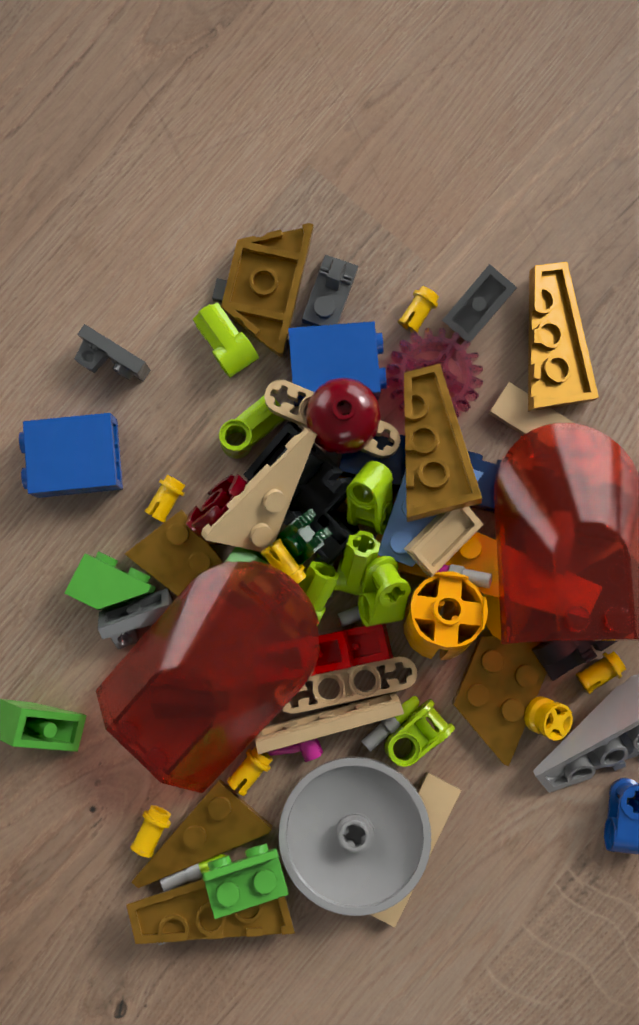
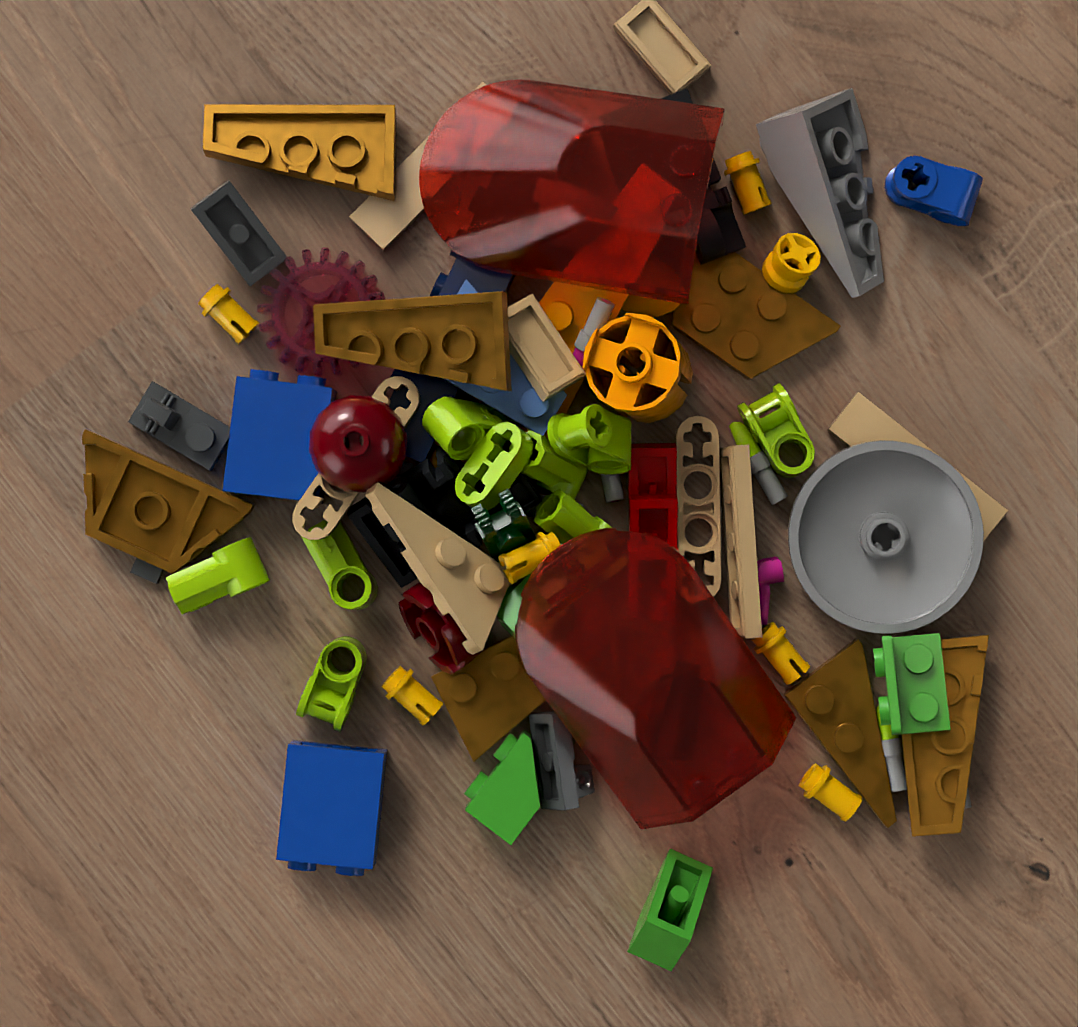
camera: 70 degrees left, 5 degrees up
(97, 349) = (196, 747): dark grey hinge -> none
(157, 439) = (332, 691): none -> lime piece
(347, 521) = (494, 465): none -> lime beam

